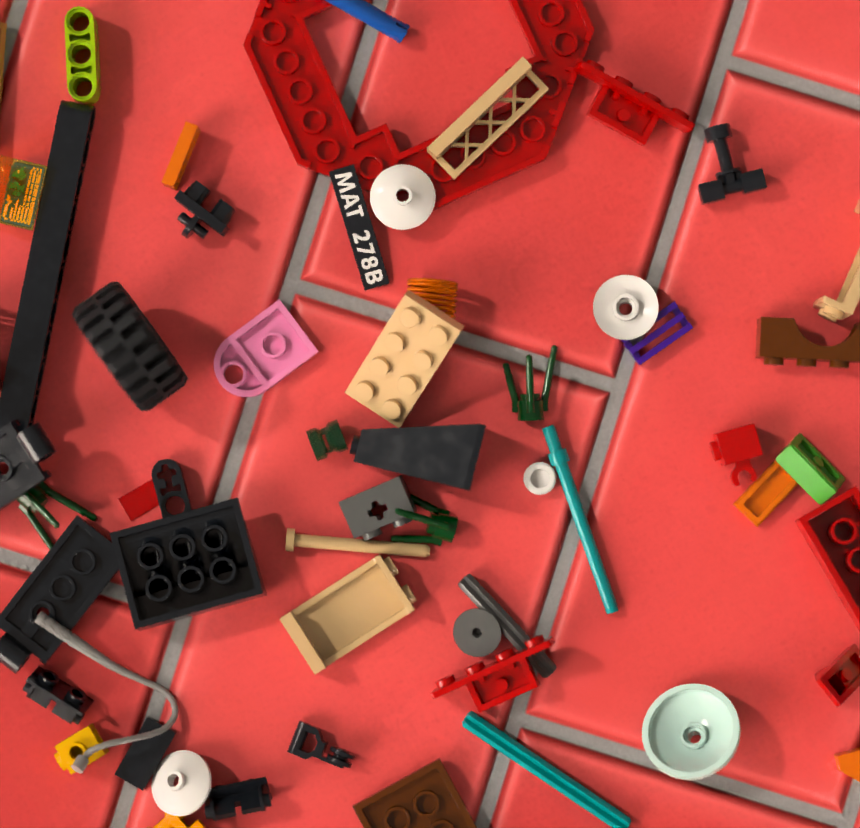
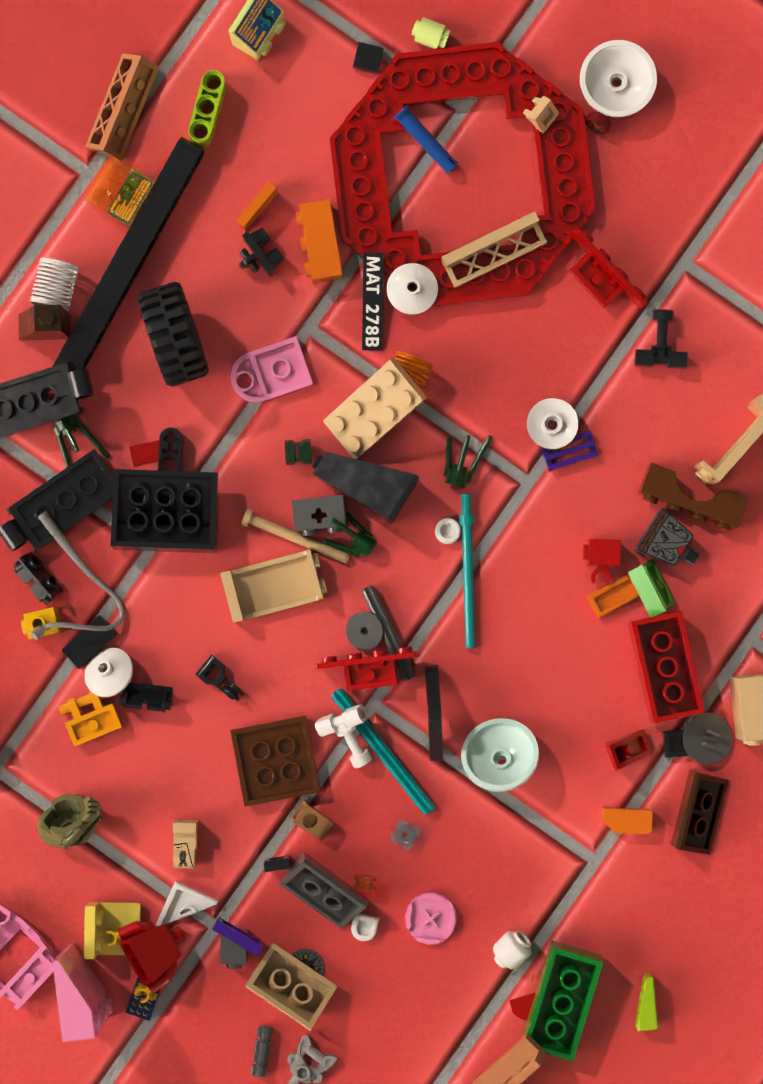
camera: 25 degrees right, 0 degrees up
(271, 175) = (319, 241): none -> orange brick
(490, 757) = (344, 726): none -> white bar
(594, 705) = (434, 713): none -> black beam
(810, 405) = (667, 541): none -> torso

